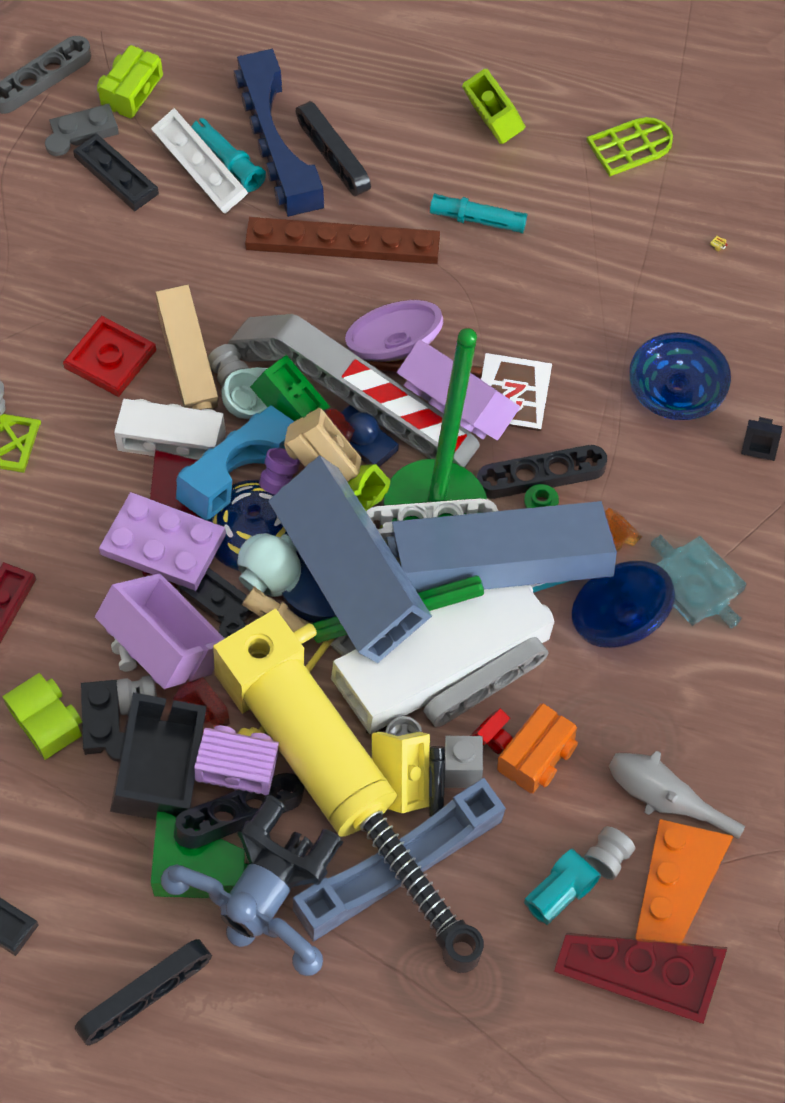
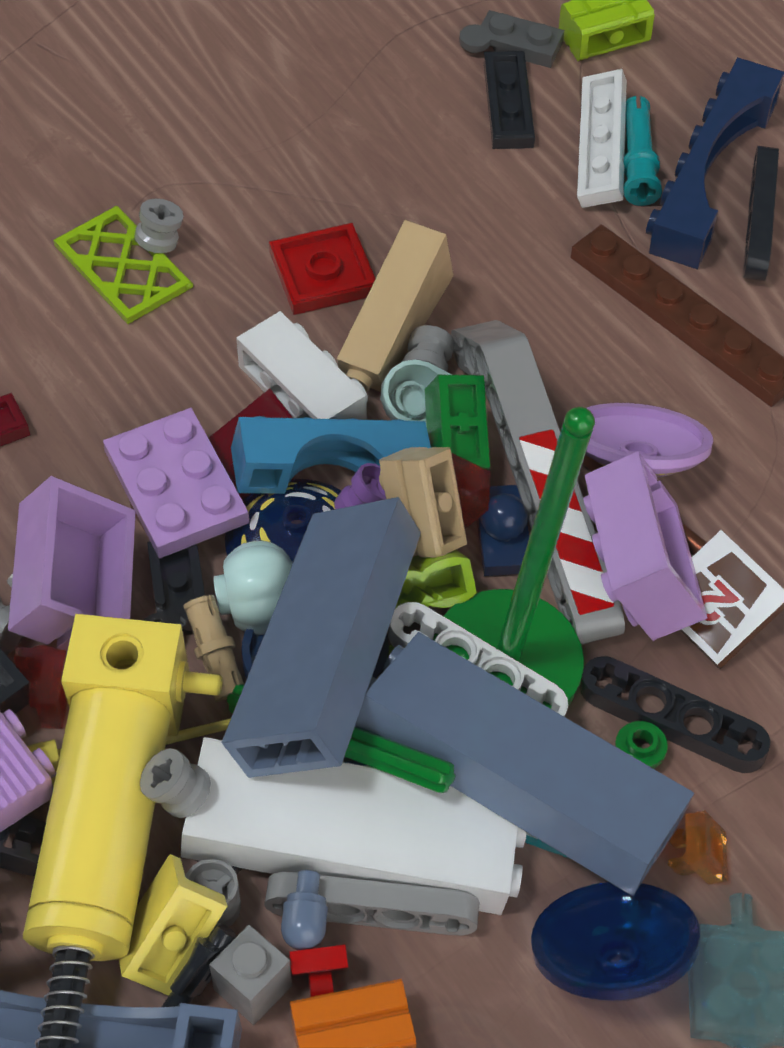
camera: 40 degrees right, 5 degrees down
(354, 699) = (175, 783): none -> light grey wheel
(465, 709) = (304, 913): none -> sand blue cylinder

